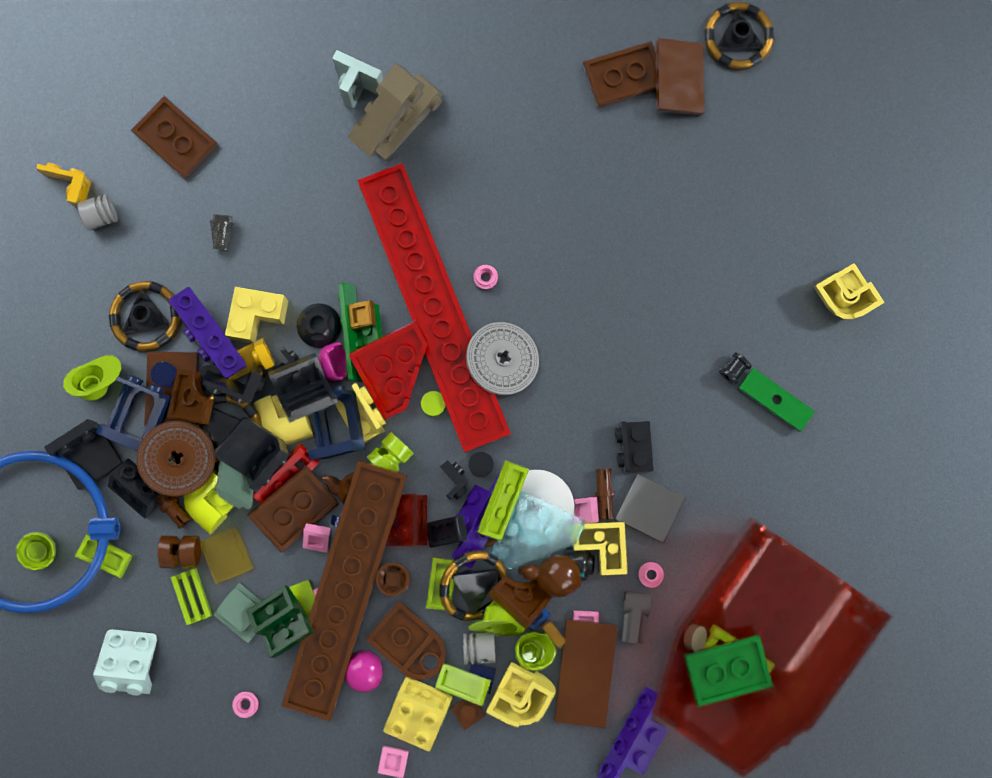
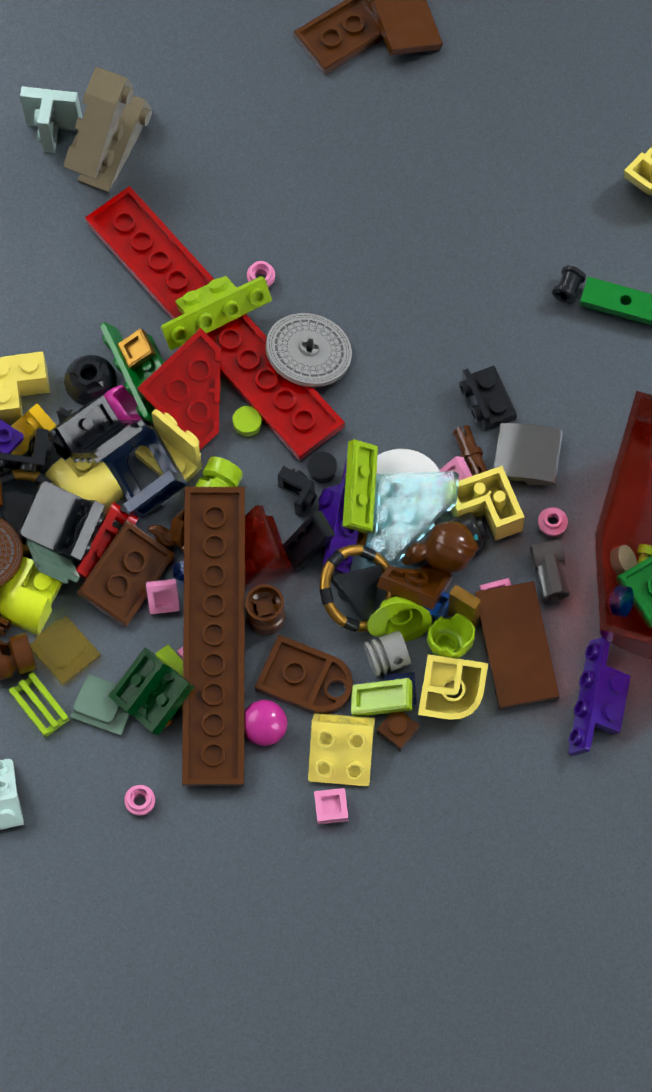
camera: 15 degrees left, 15 degrees down
(433, 298) = (214, 307): none -> lime bracket
(437, 570) = (318, 617): lime tile -> none
(680, 681) = (621, 600): none -> clear blue tile

